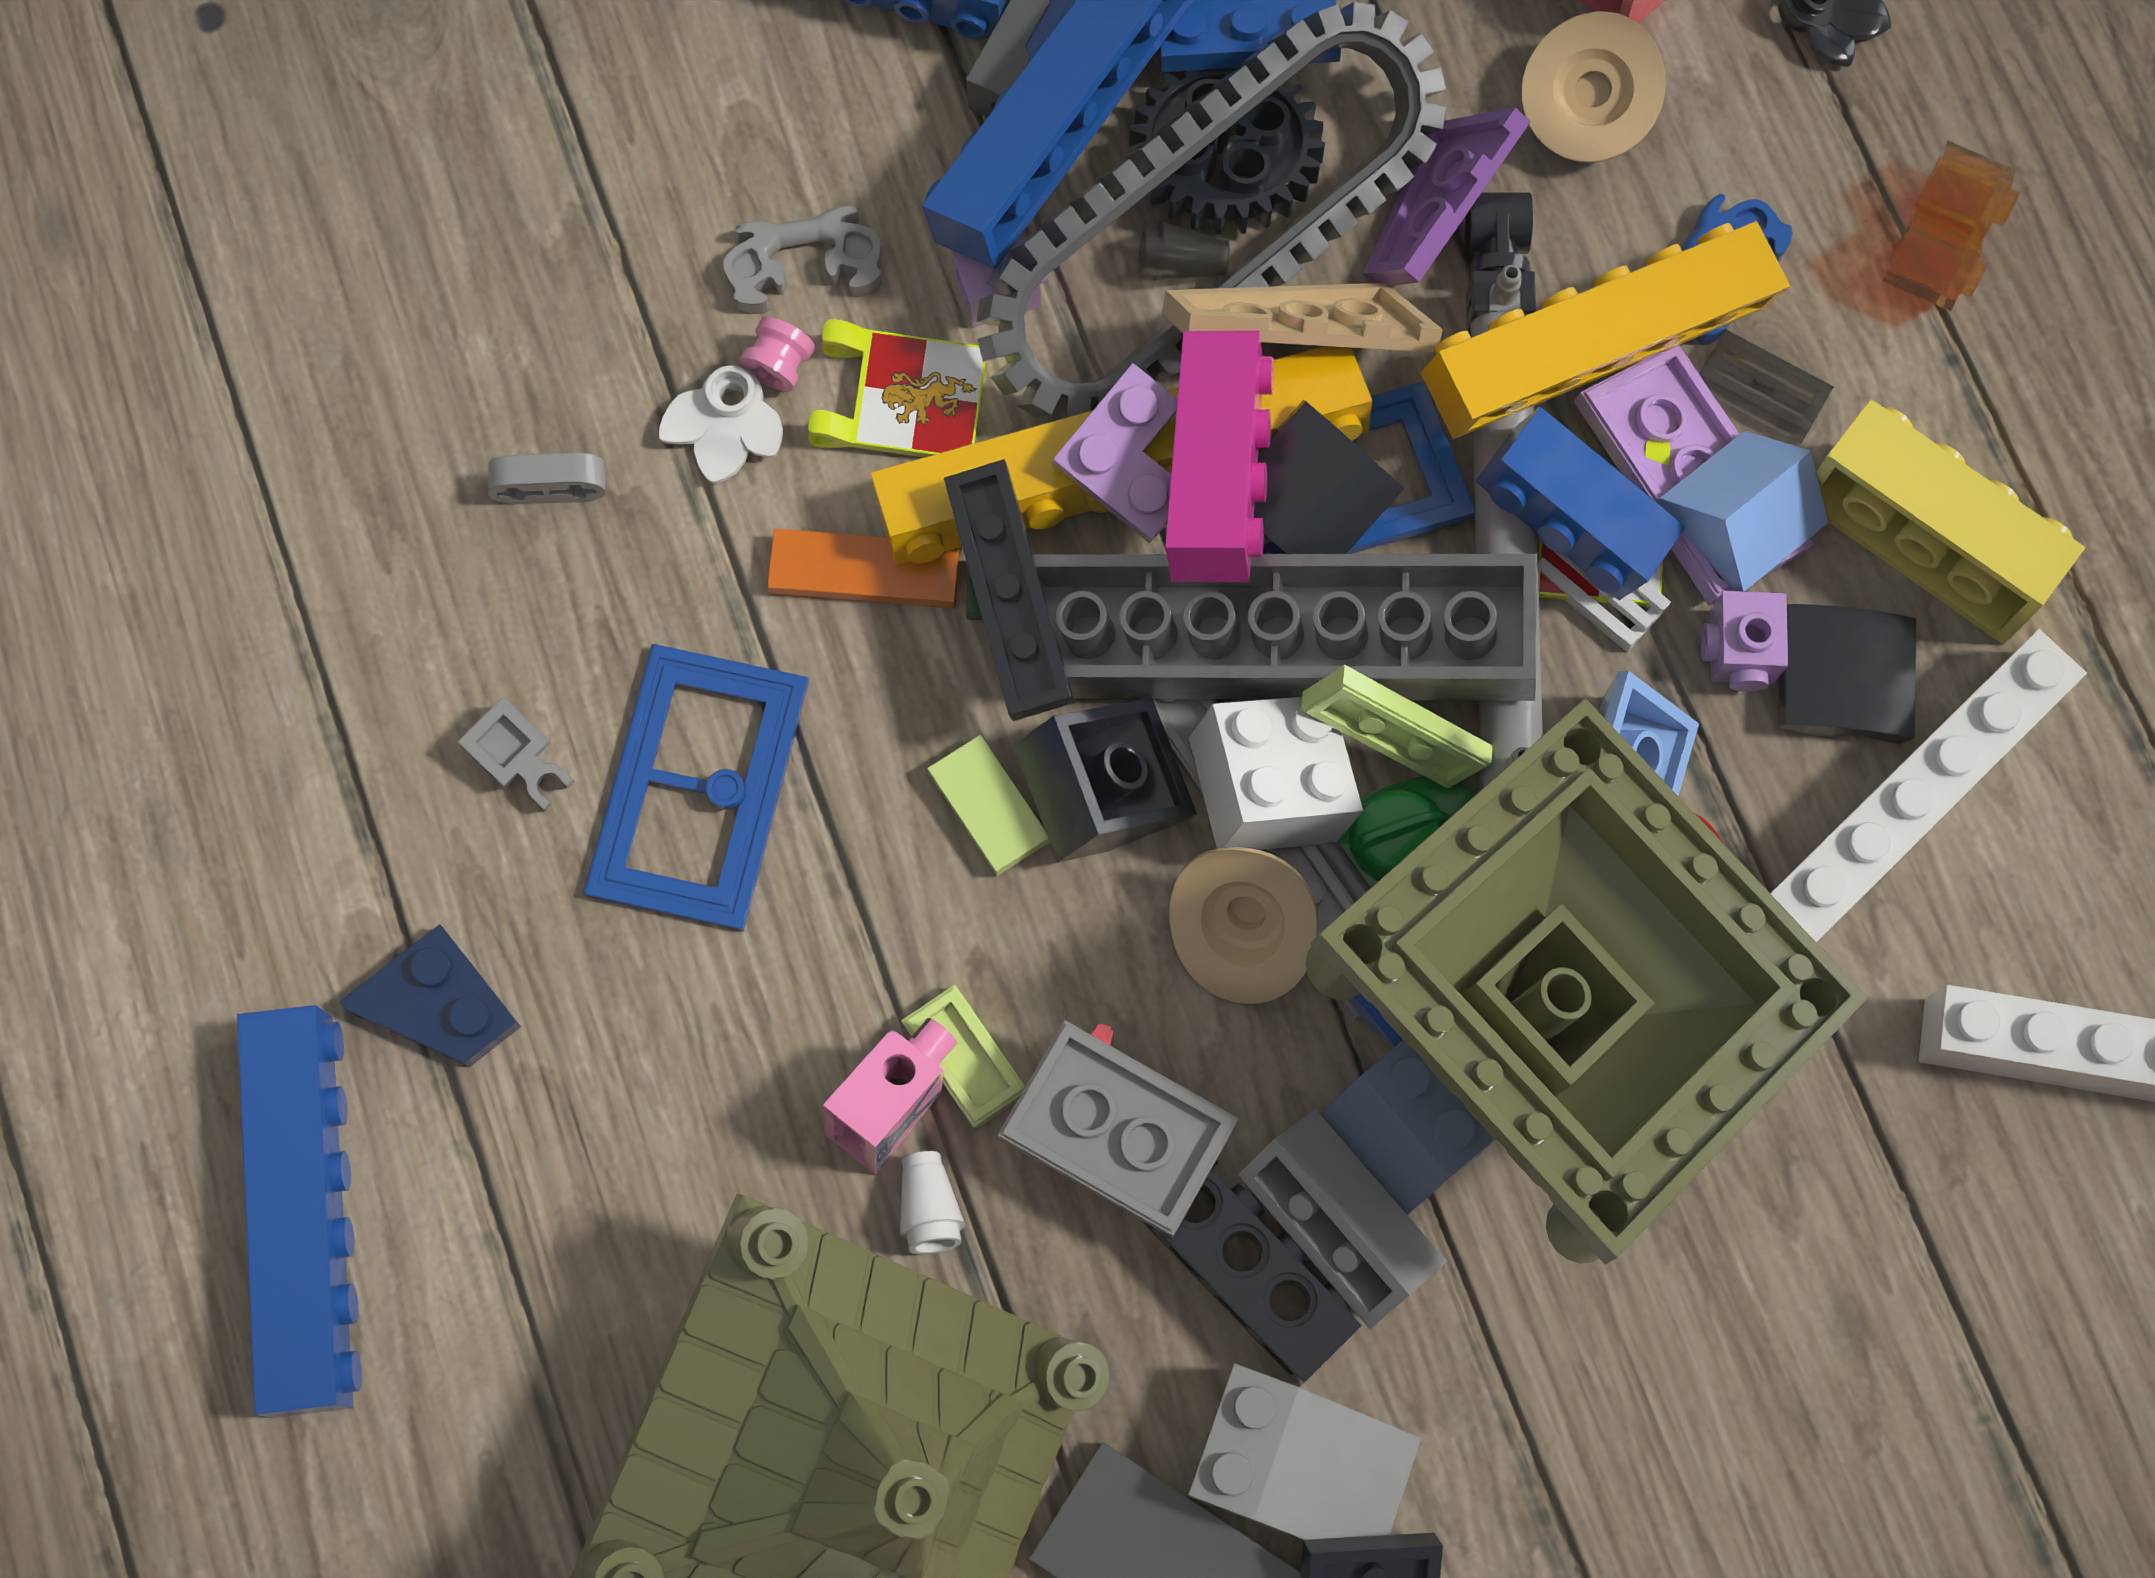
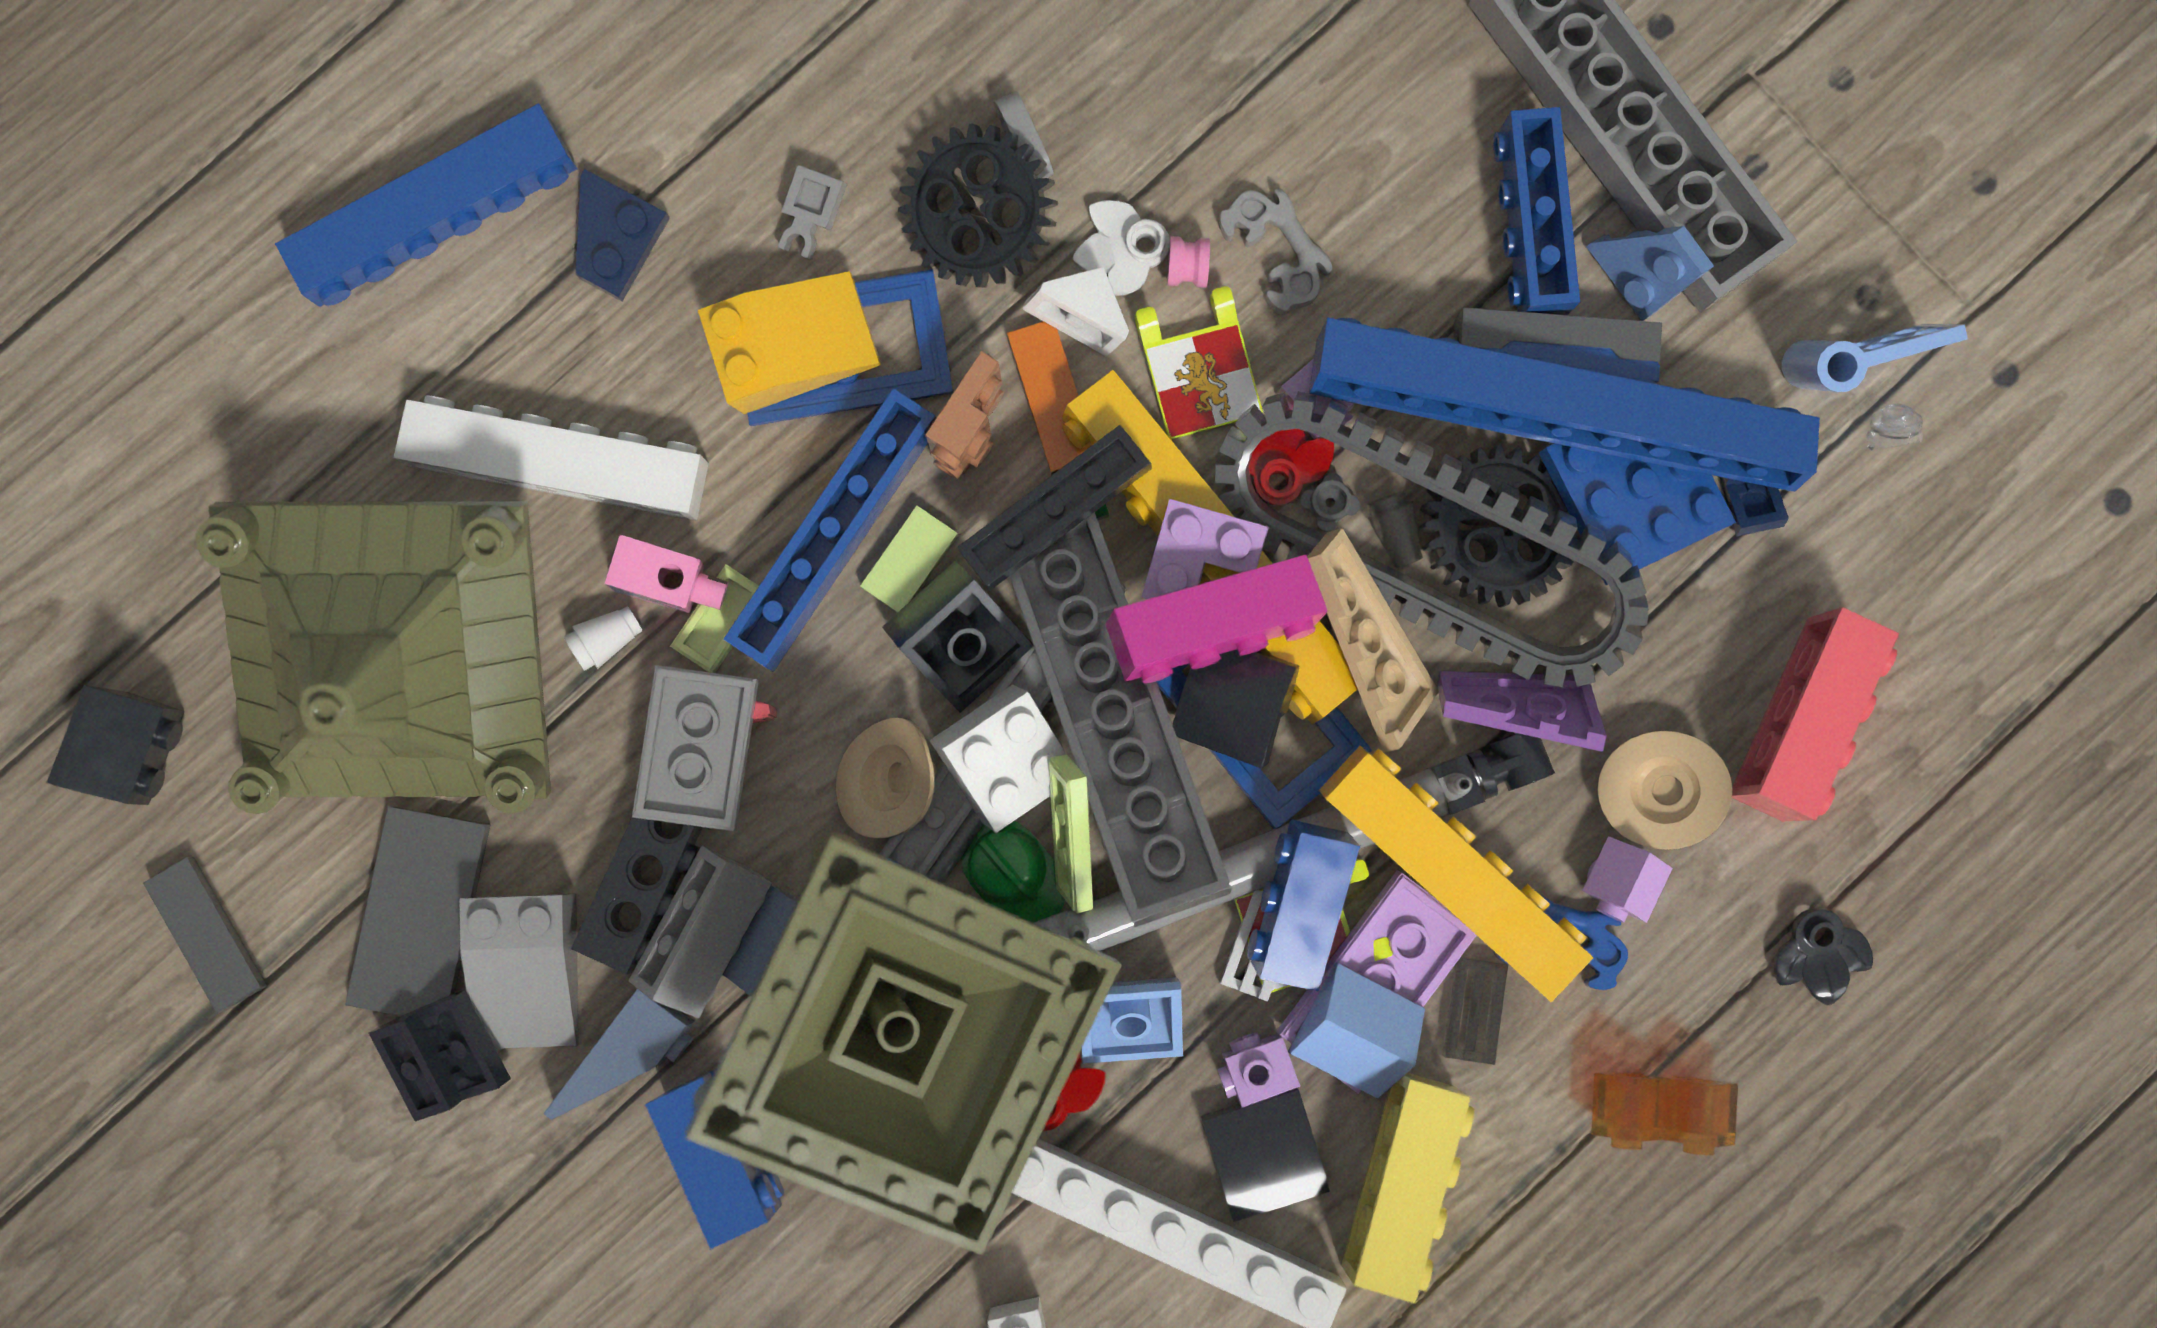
camera: 65 degrees right, 10 degrees up
(598, 498) = (1012, 180): none -> black gear
(665, 832) = (788, 340): none -> yellow slope
(680, 1180) = (552, 458): none -> white brick
(782, 487) = (1081, 308): none -> white slope
(860, 662) = (963, 428): none -> nougat plate
(920, 871) = (832, 531): none -> blue brick
(1061, 332) = (1294, 458): none -> red plate
(1117, 298) = (1330, 488): none -> dark grey plate
(1453, 1366) = (633, 1044): none -> sand blue slope
(1634, 1301) = (722, 1190): none -> blue piece
(1678, 166) = (1626, 881): none -> lavender brick

